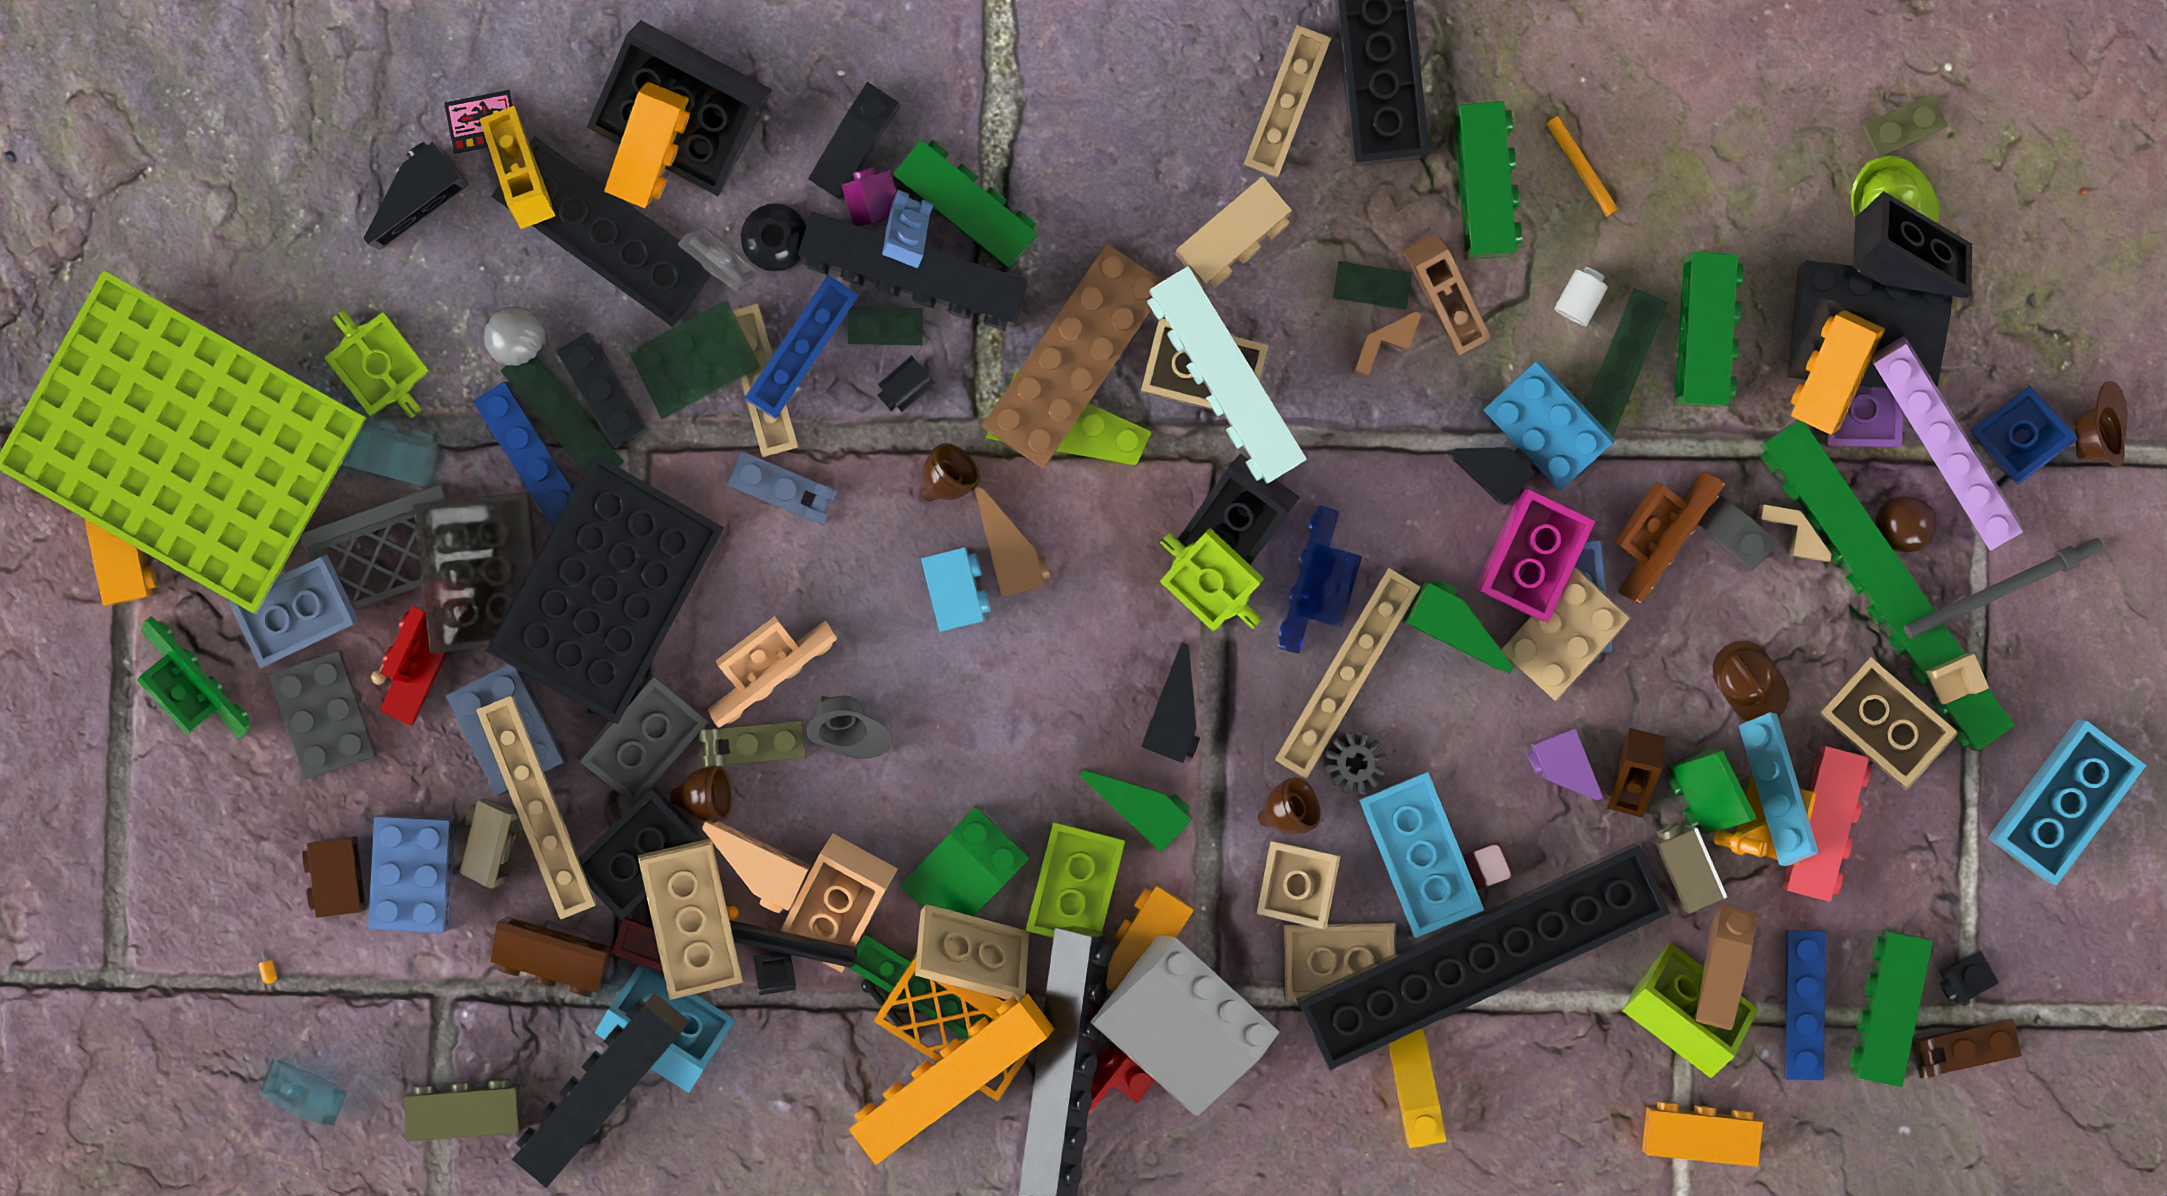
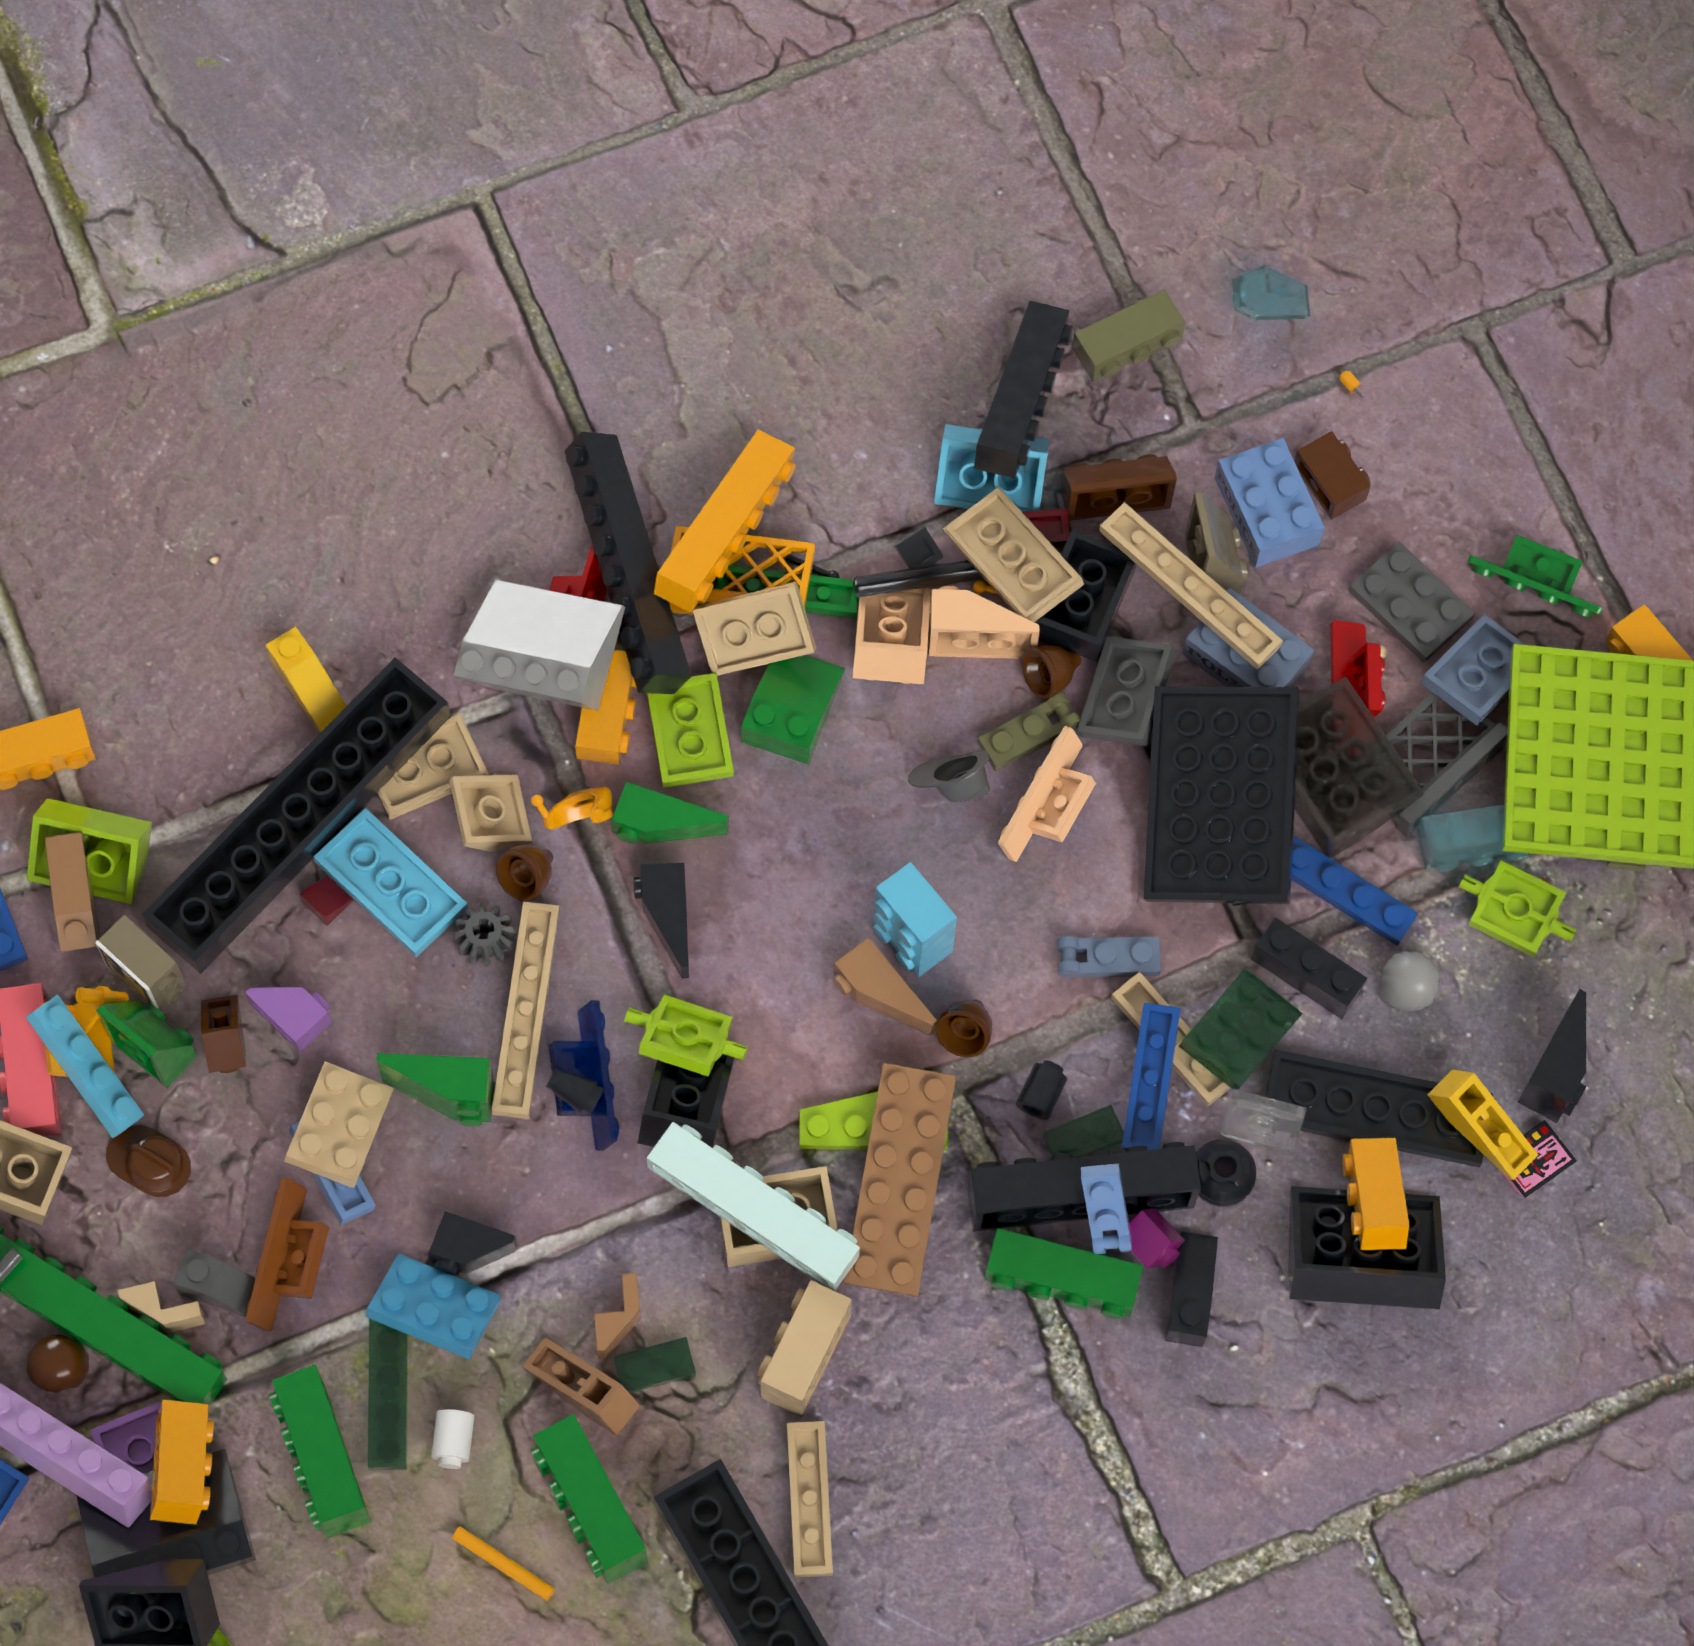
camera: 150 degrees right, 20 degrees down
(560, 412) = (1337, 936): clear green plate -> none
(1214, 856) = (573, 809): none -> light orange helmet
(1337, 565) = (575, 1090): none -> black cone
(1534, 555) = (398, 1179): dark pink slope -> none

